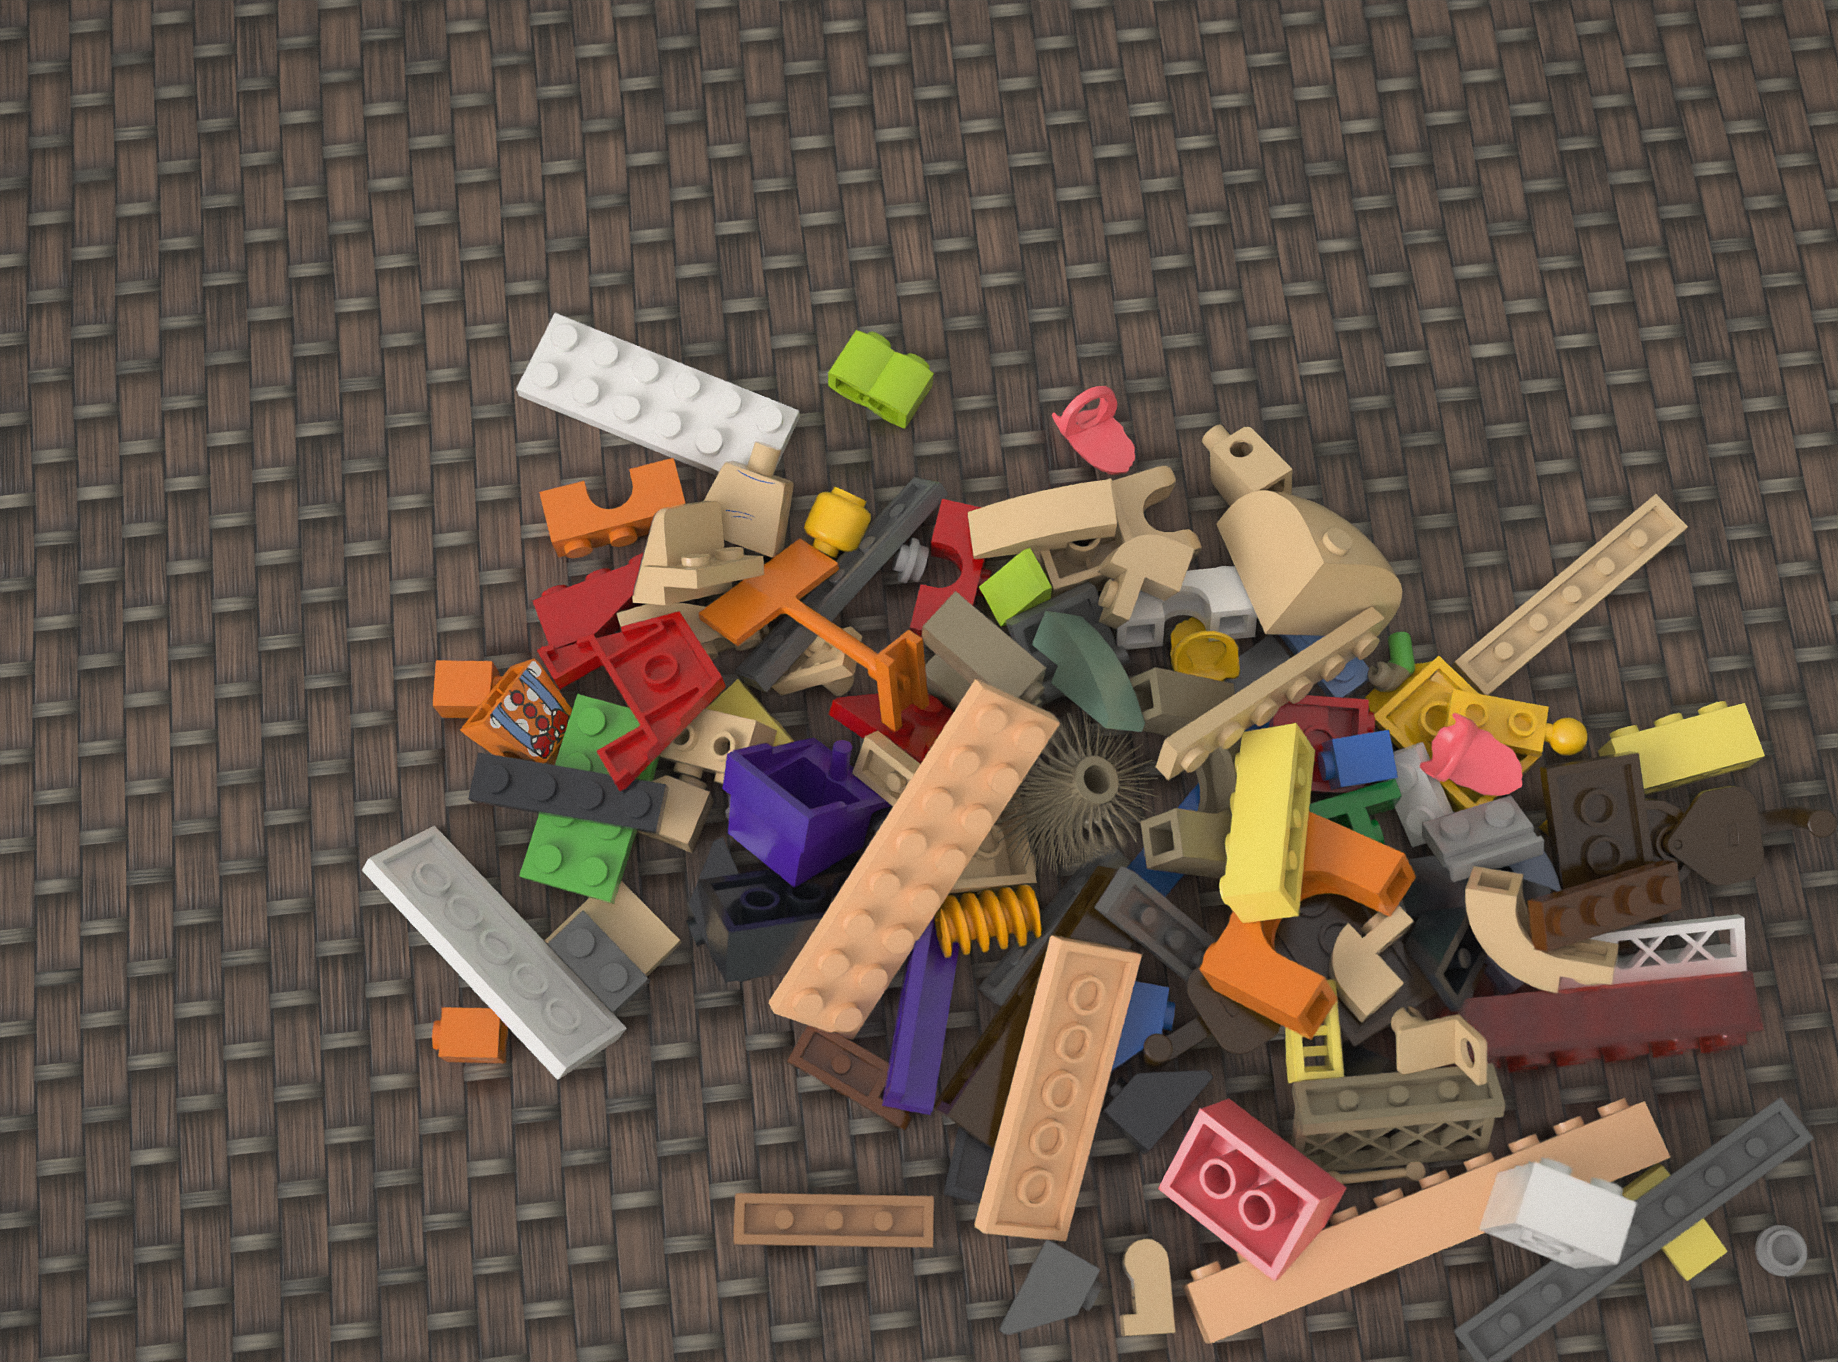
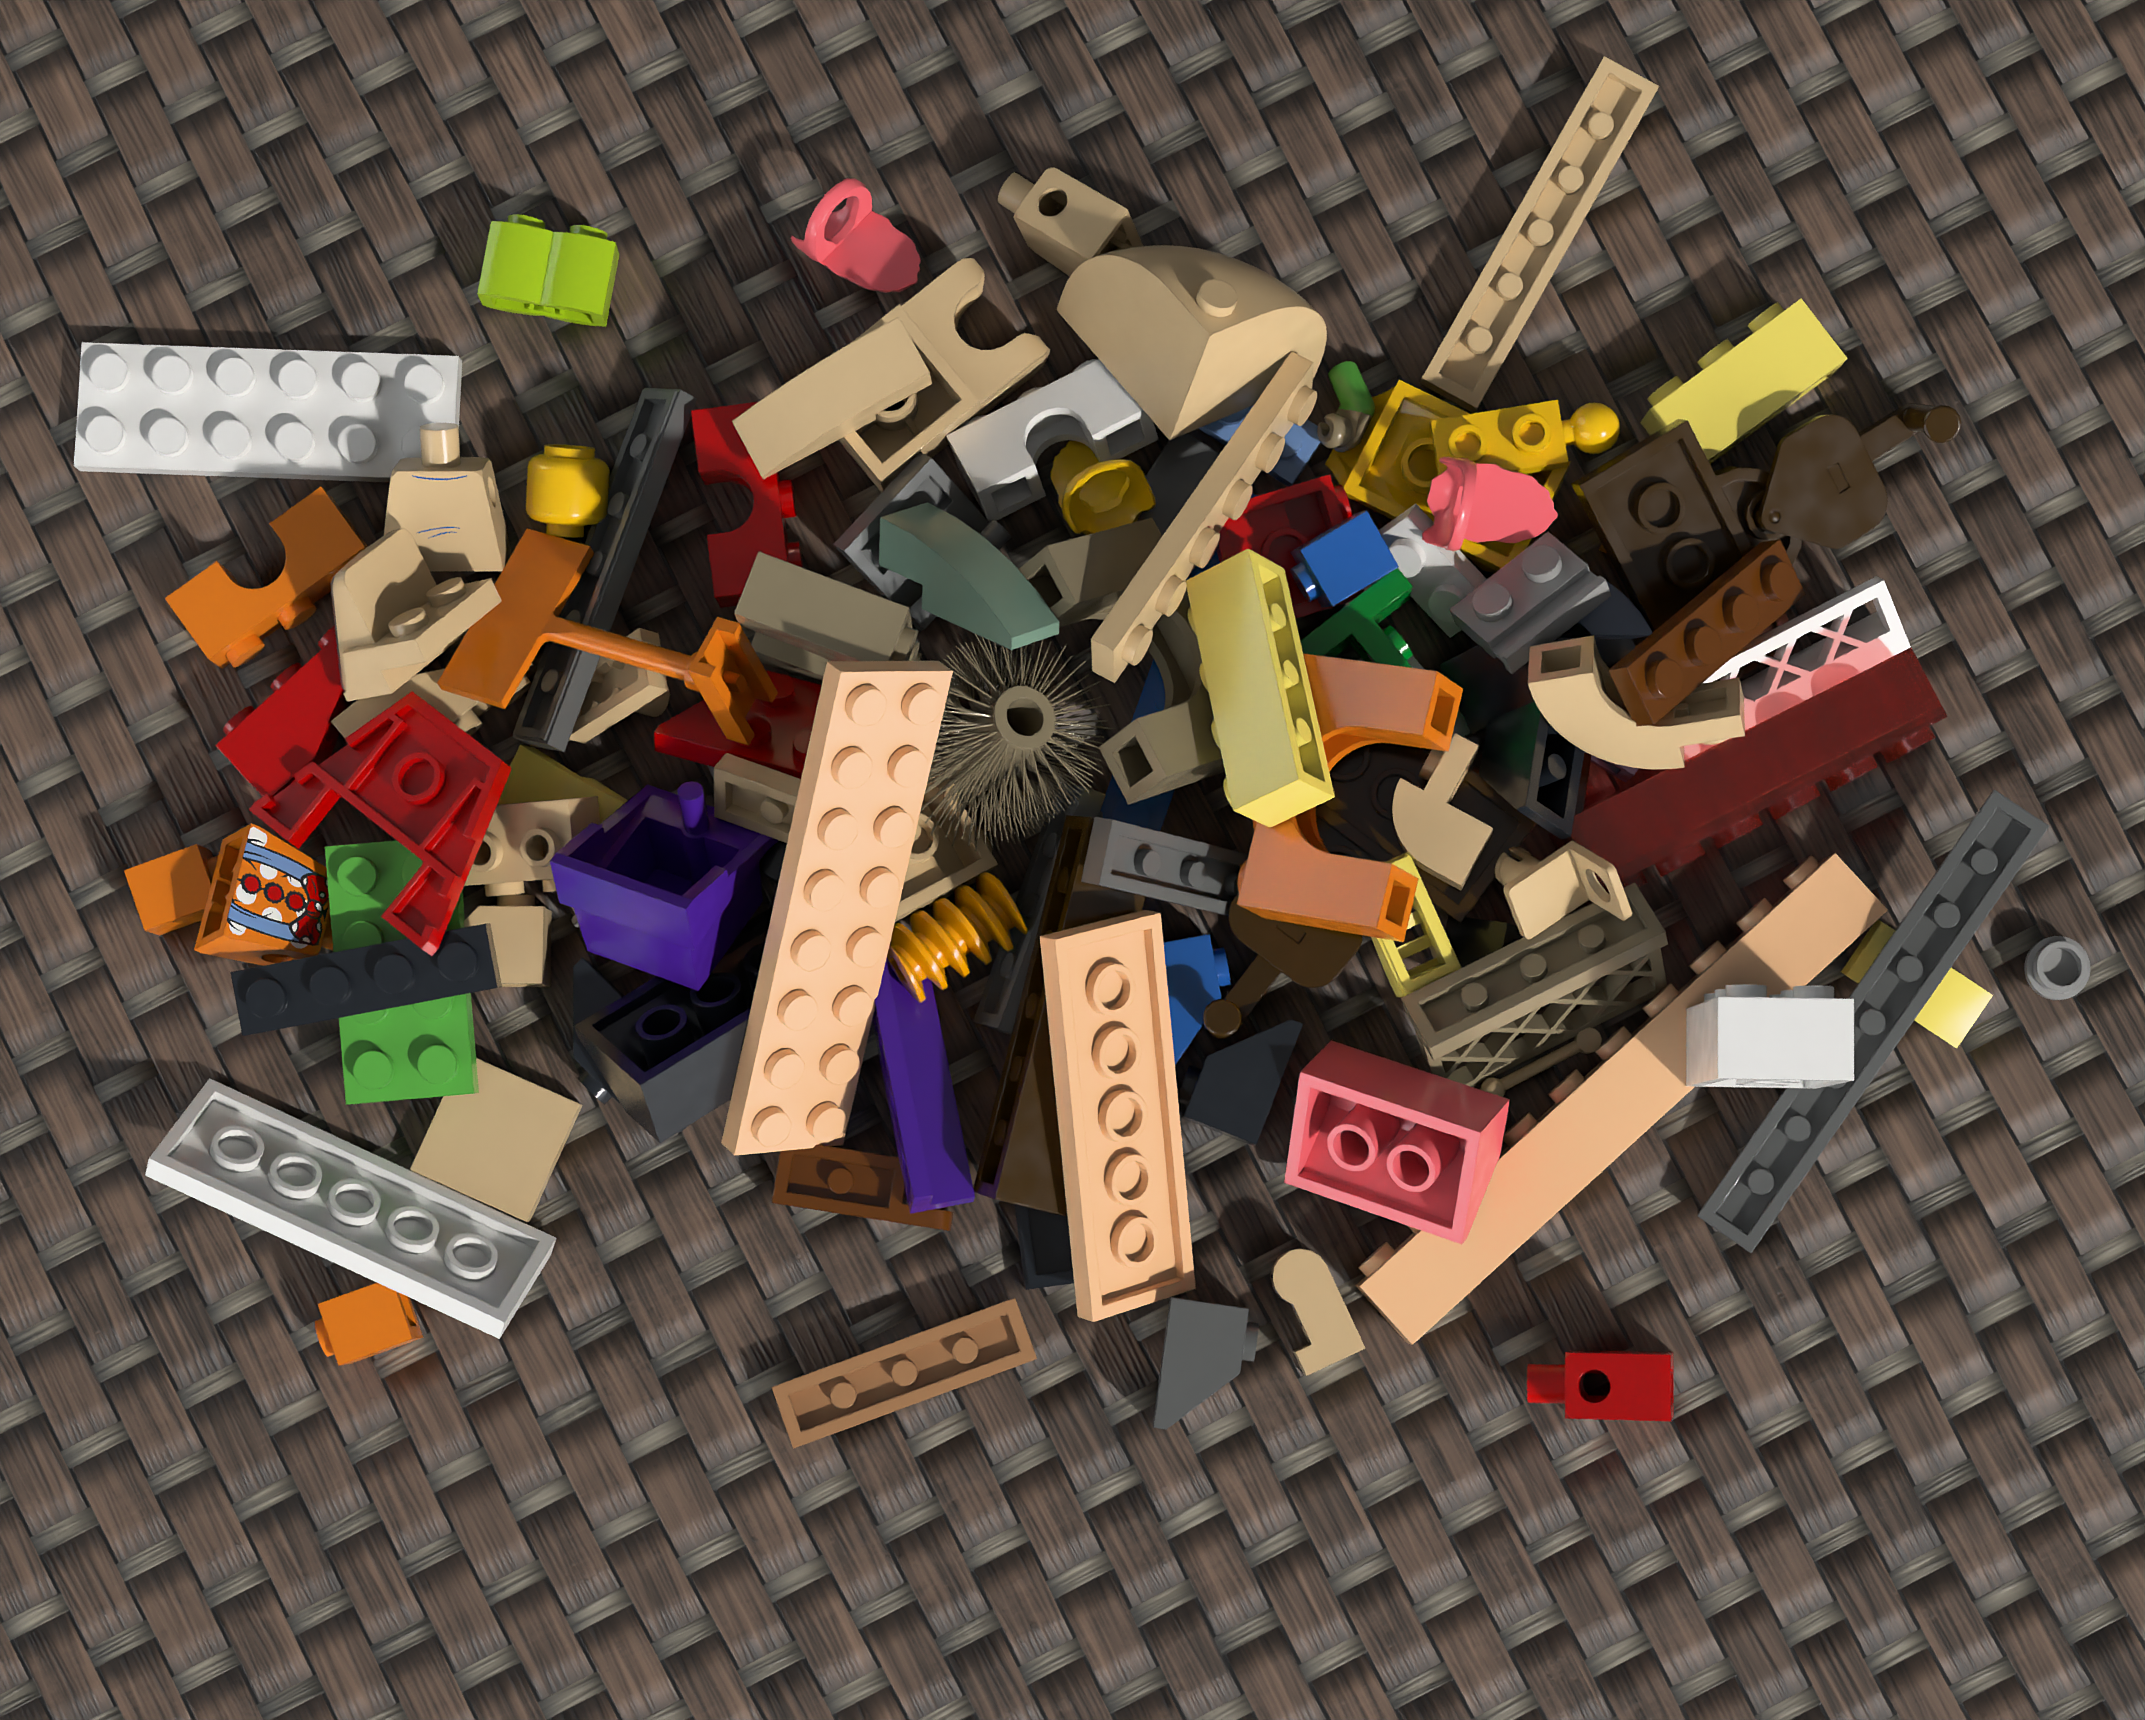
camera: 20 degrees left, 10 degrees up
(599, 962) = (489, 1171): dark grey plate -> none
(910, 561) = (681, 505): light grey plate -> none
(1016, 587) = (831, 496): lime slope -> none
(1144, 564) = (979, 408): tan brick -> none

